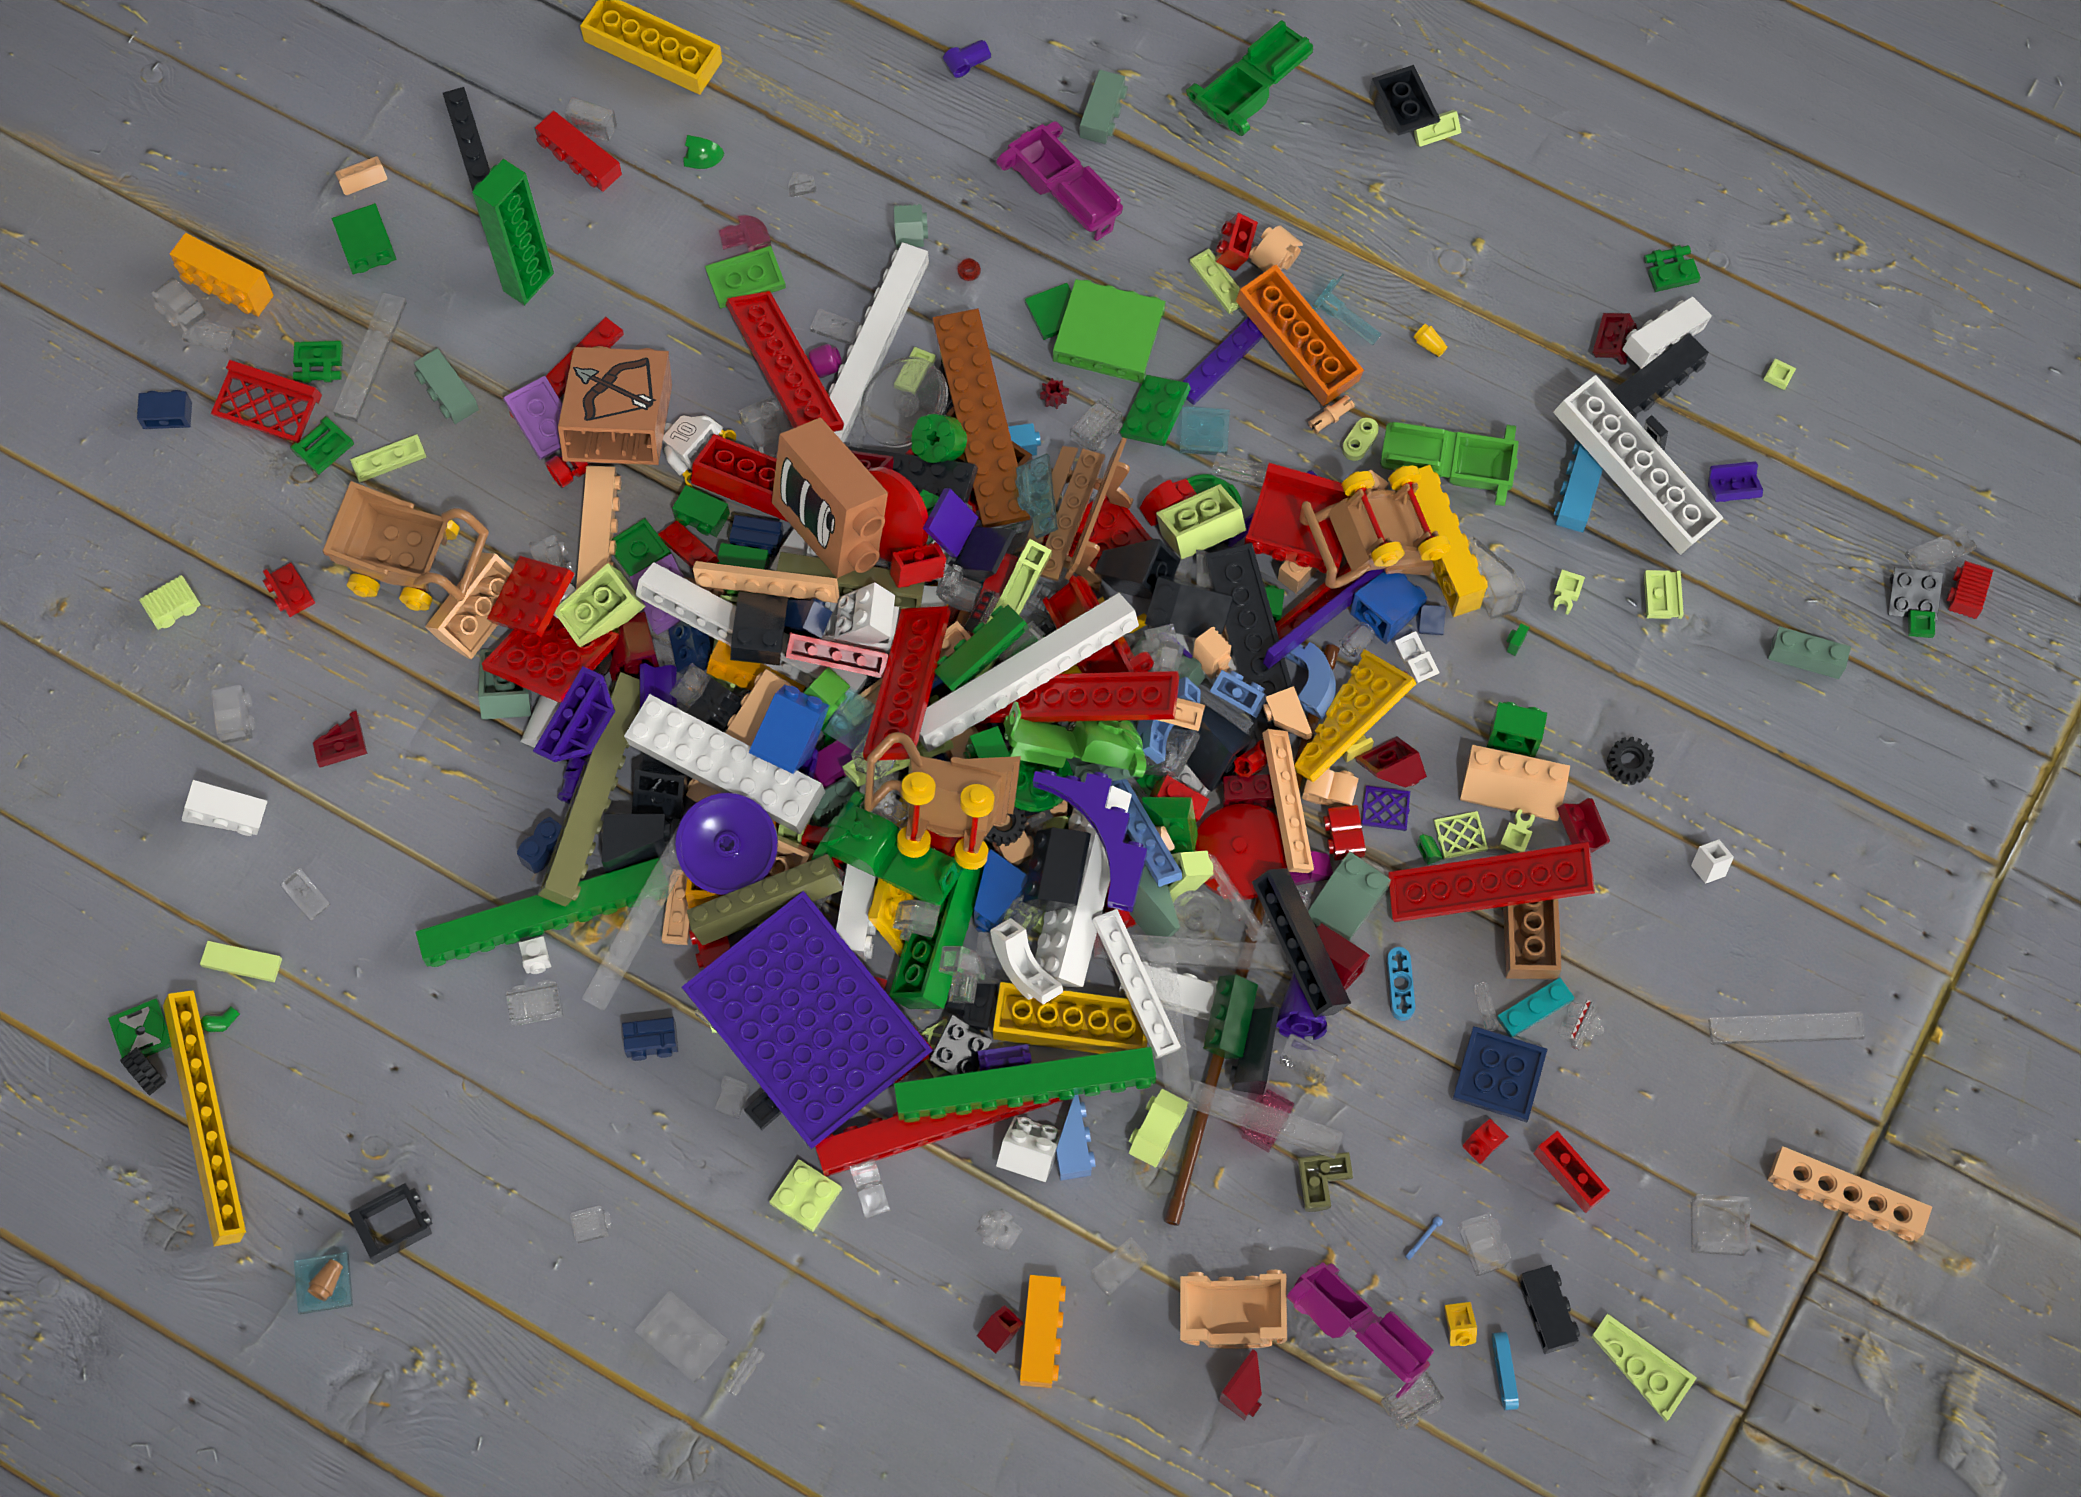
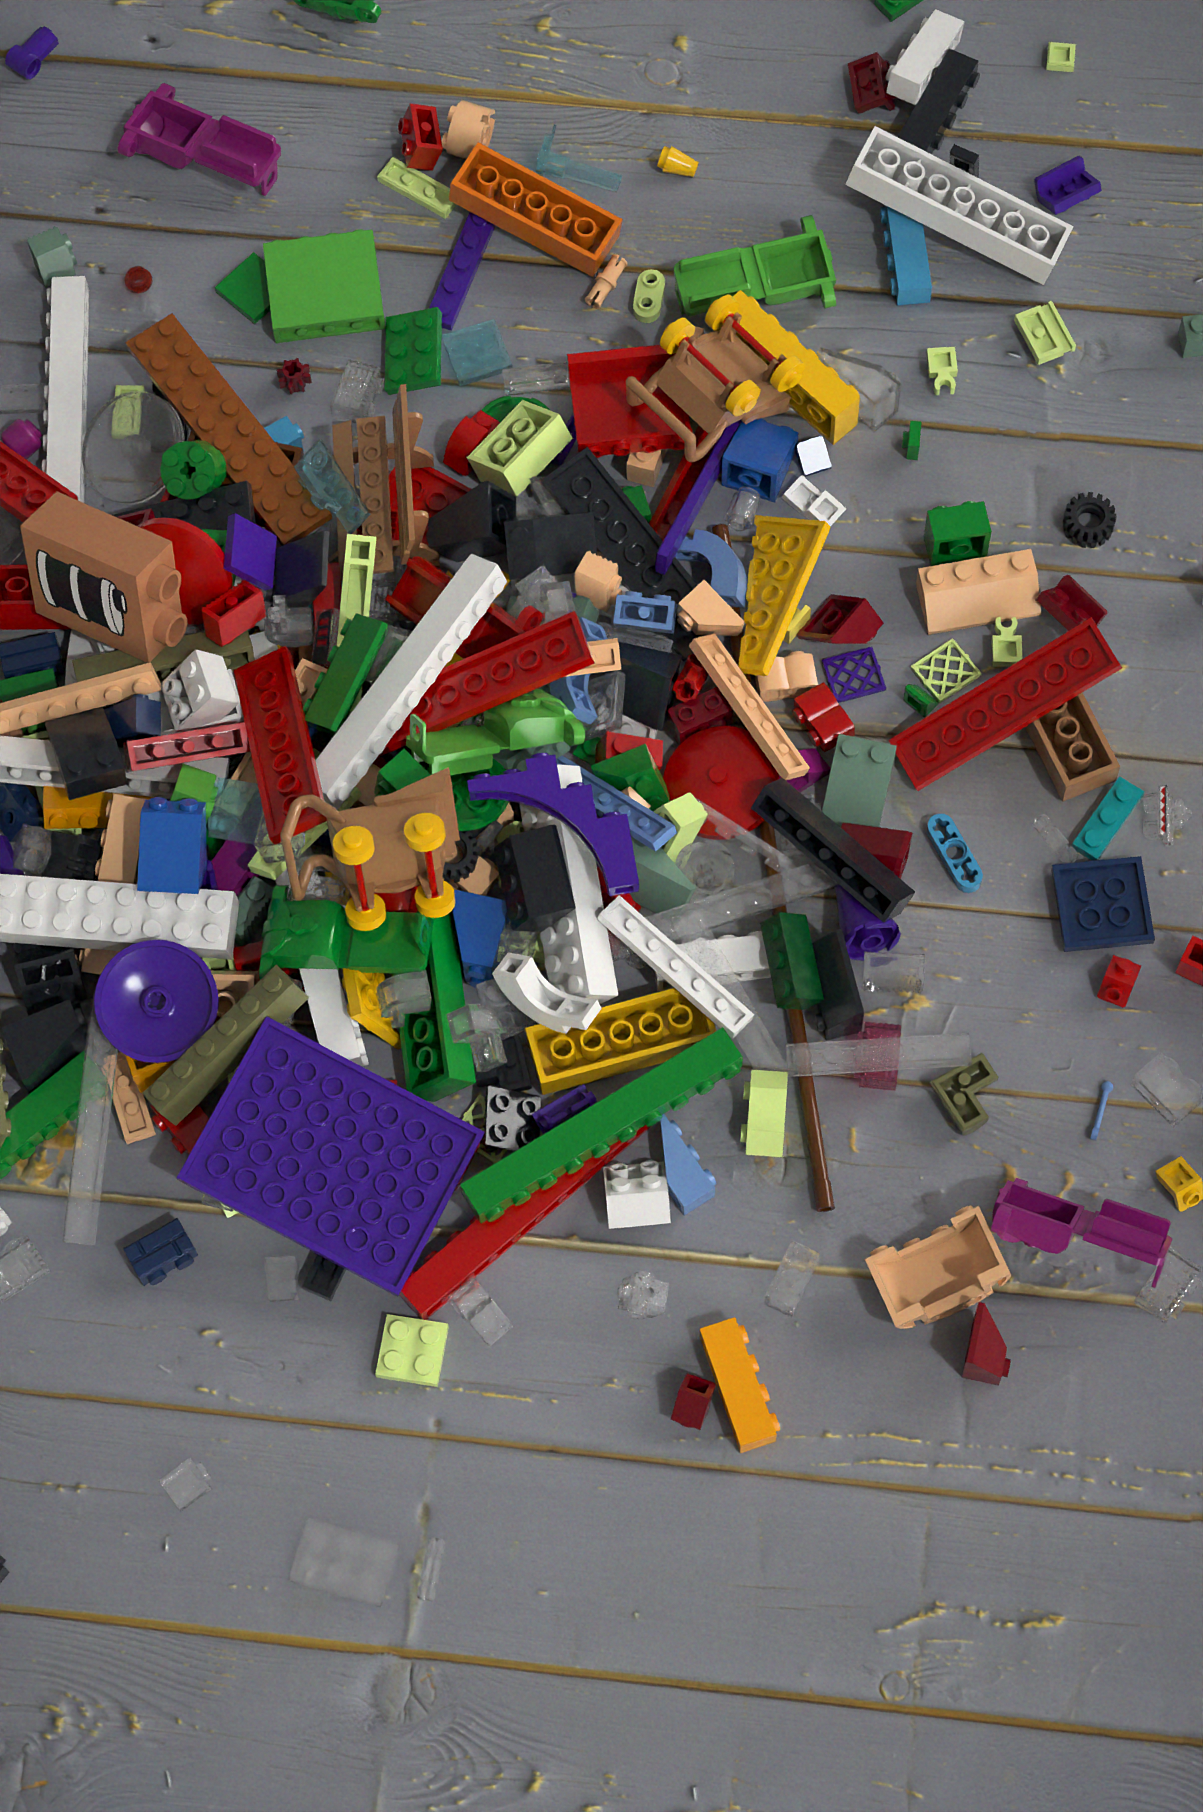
camera: 20 degrees left, 0 degrees up
(1103, 107) = (208, 49): sand green brick -> none

